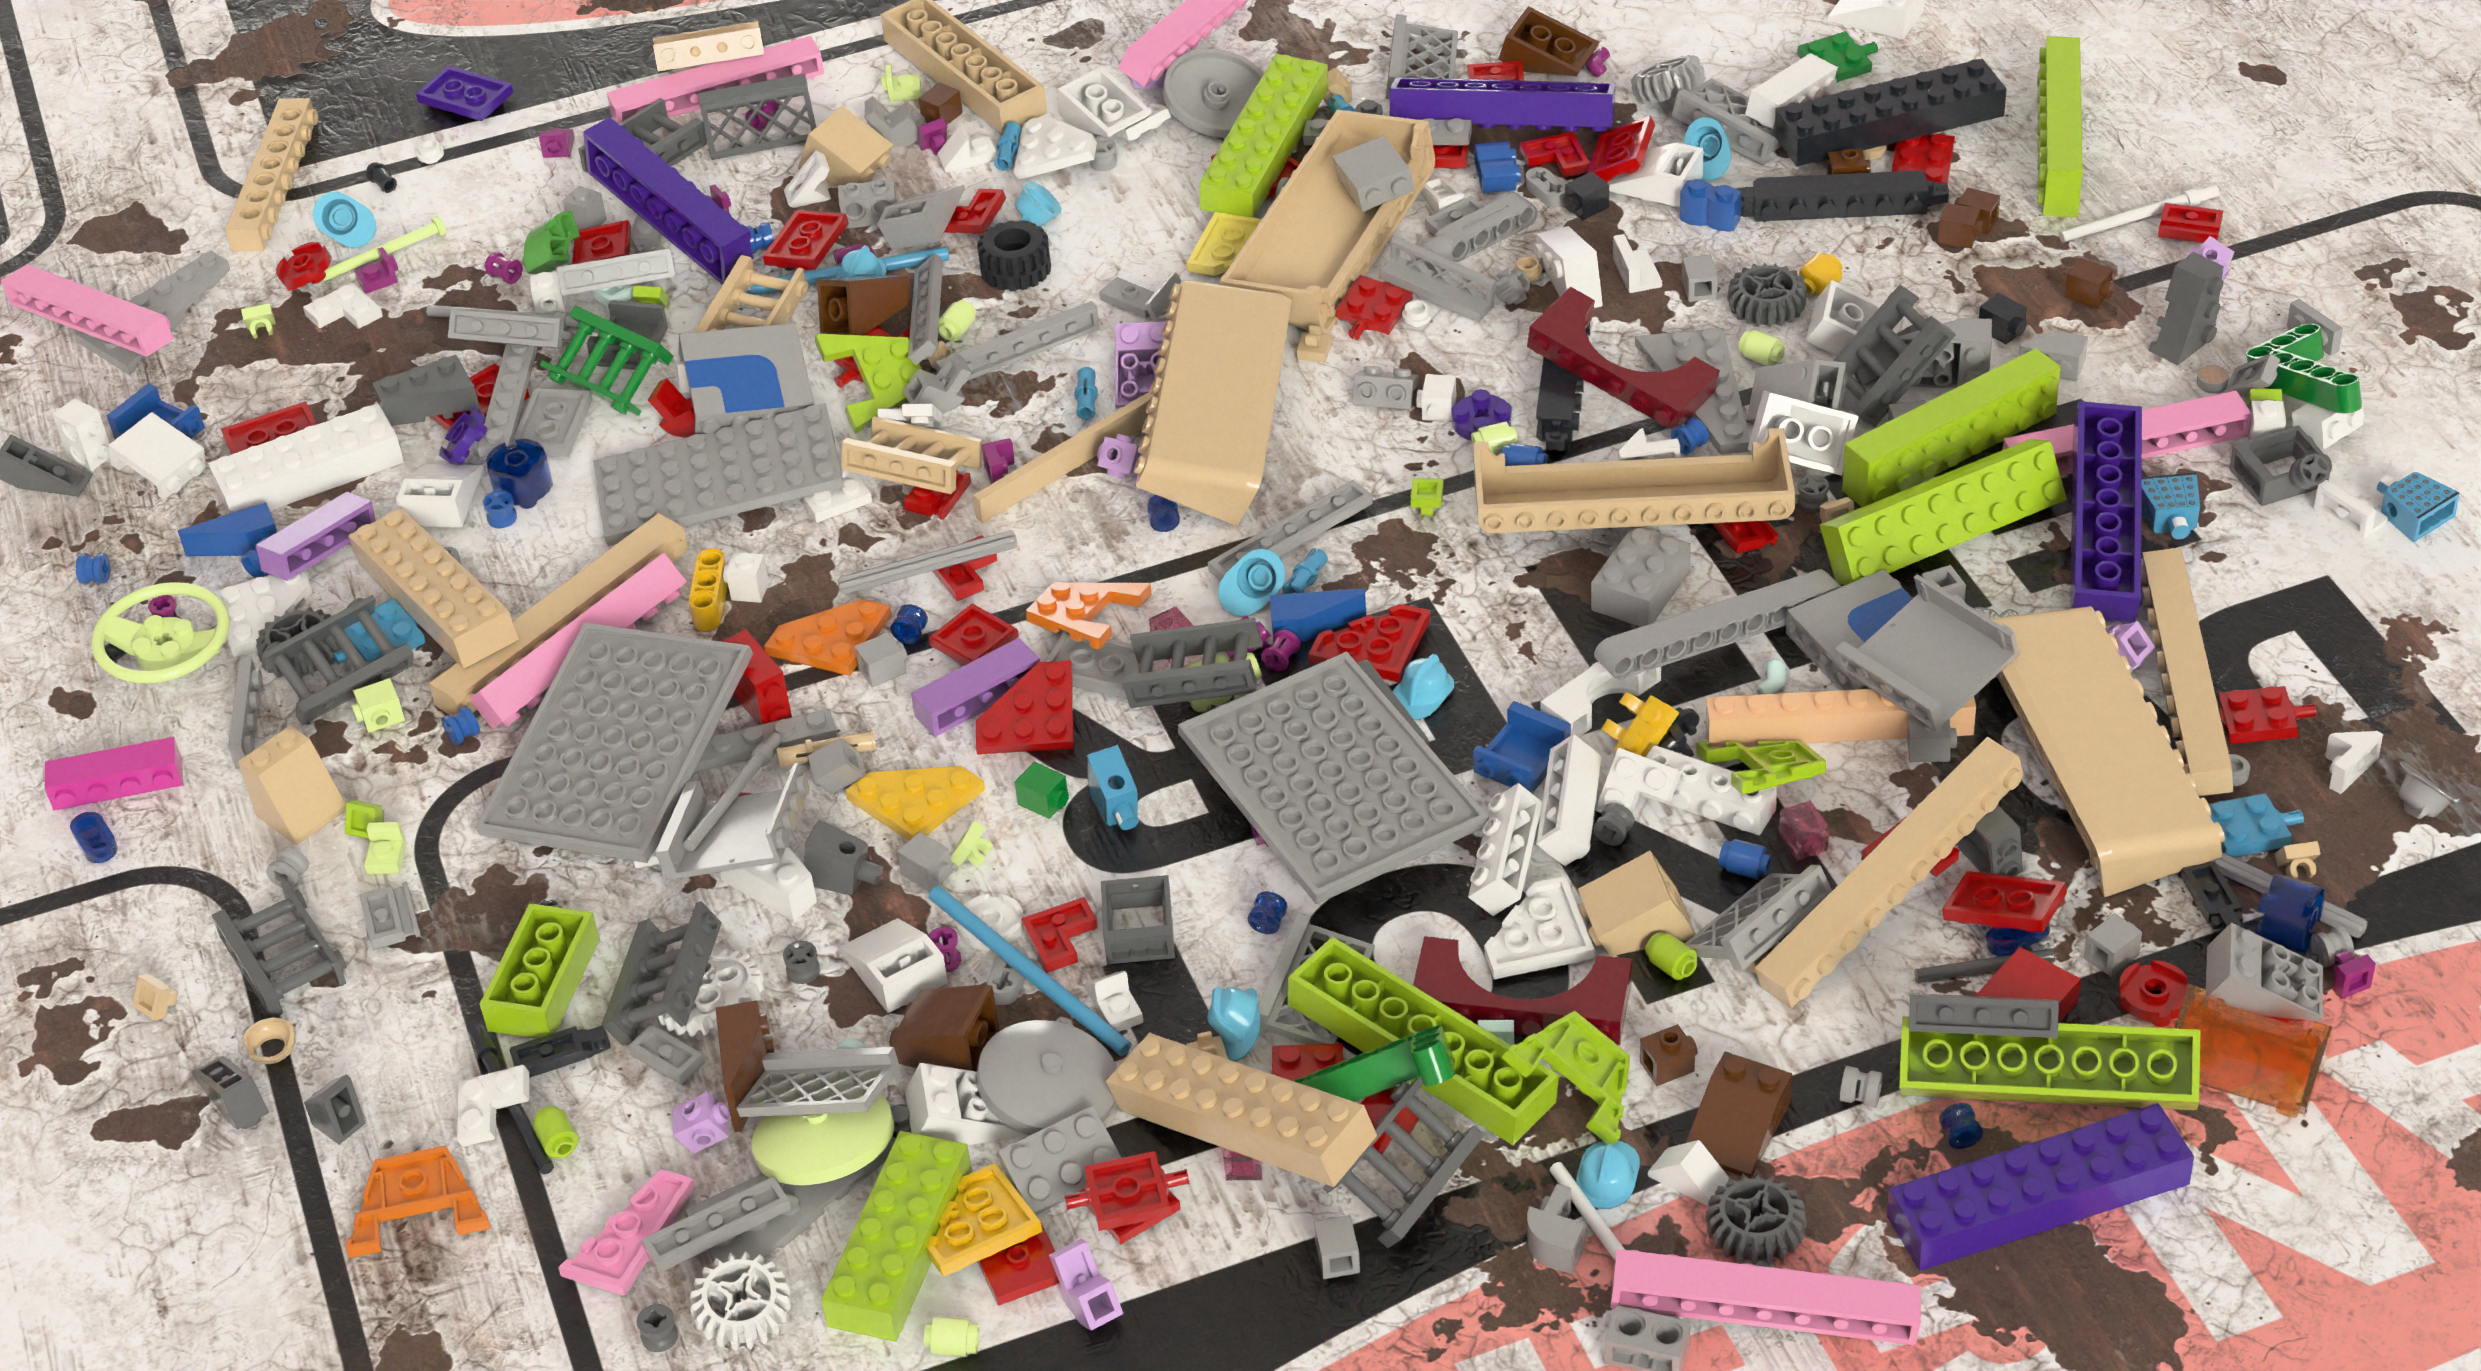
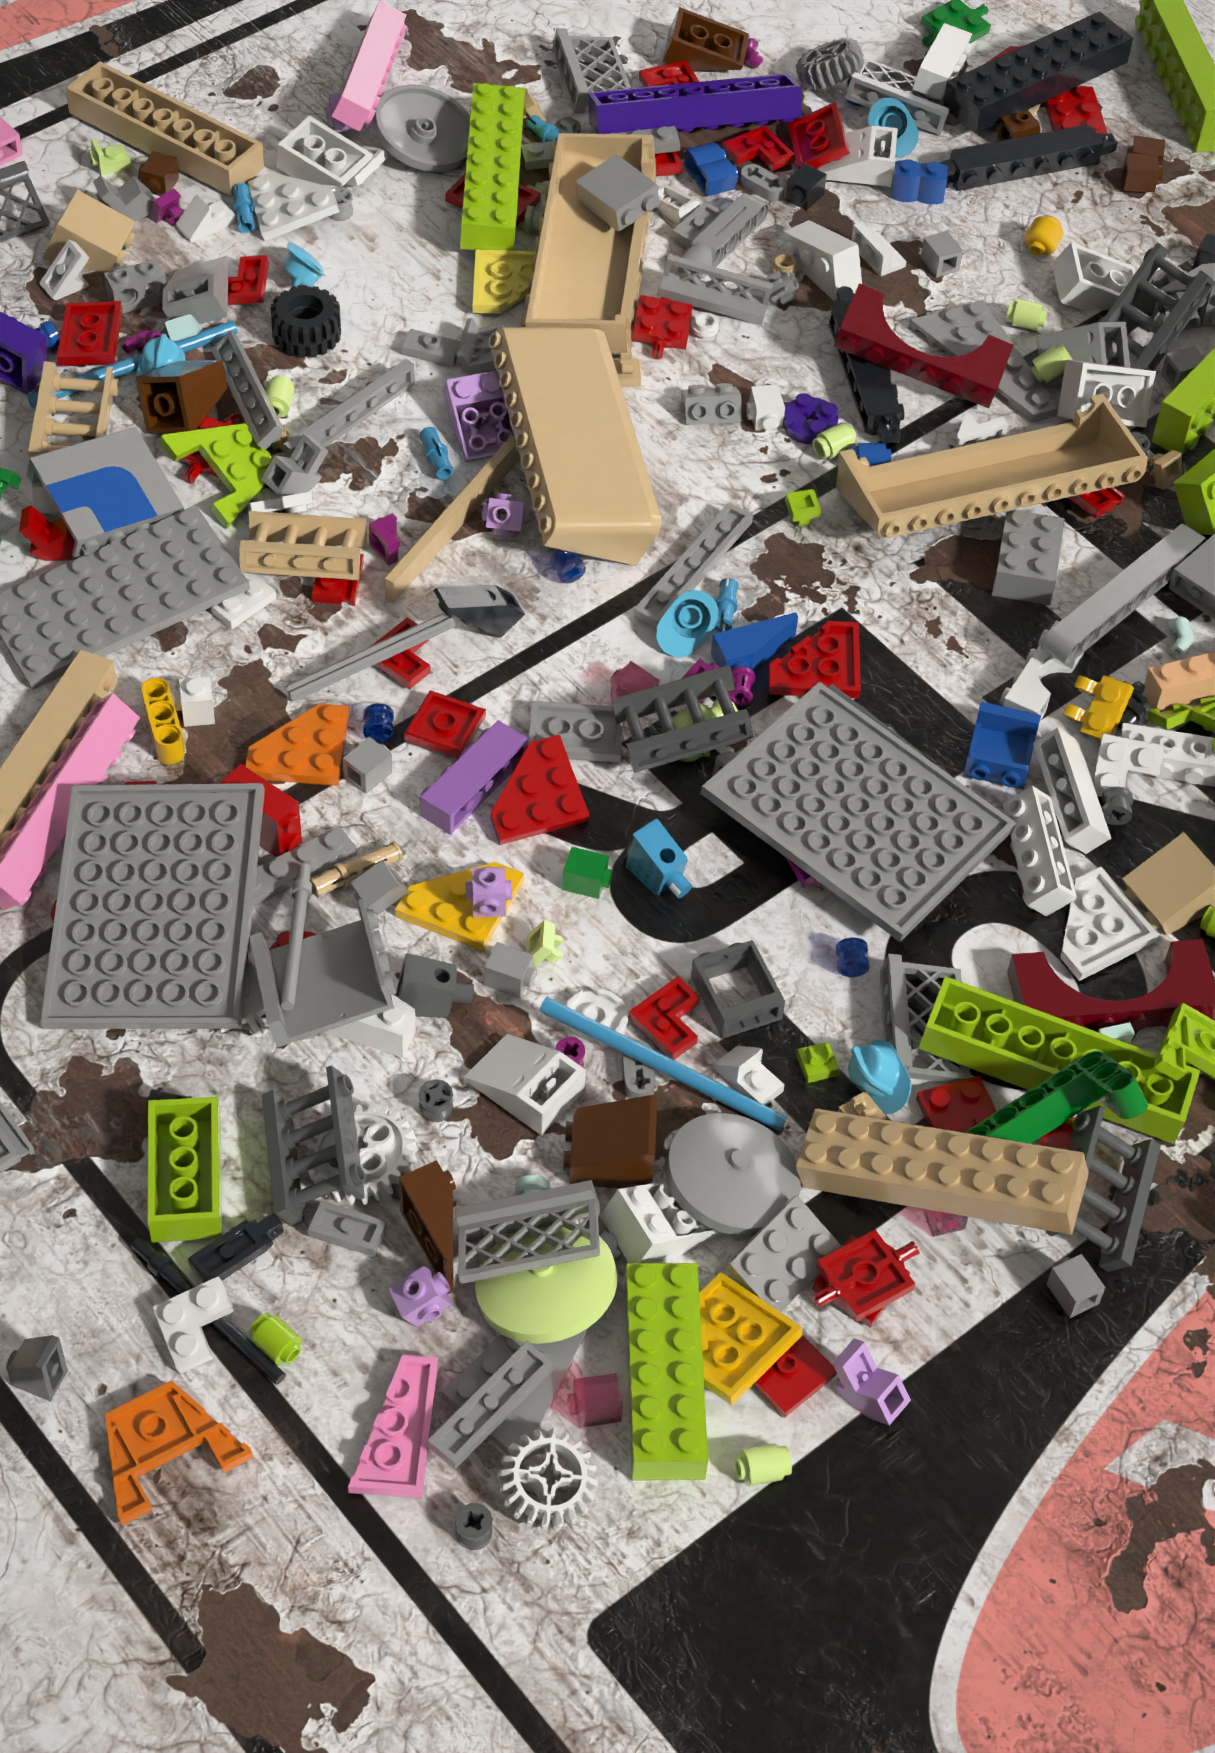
camera: 25 degrees left, 10 degrees up
(819, 1246) = (596, 1400): none -> clear pink brick
(893, 244) = (182, 327): none -> light aqua slope
(931, 785) = (488, 892): none -> lavender brick
(1052, 533) = (481, 605): none -> black slope
(1077, 604) = (528, 676): orange wing -> none
(1188, 1001) = (818, 1062): none -> lime tile
(1424, 686) = (885, 698): medium azure piece -> none
(1690, 435) = (1006, 406): blue wheel -> none
(1748, 396) = (1050, 363): none -> yellowish green brick
(1767, 295) = (1007, 262): dark grey gear -> none

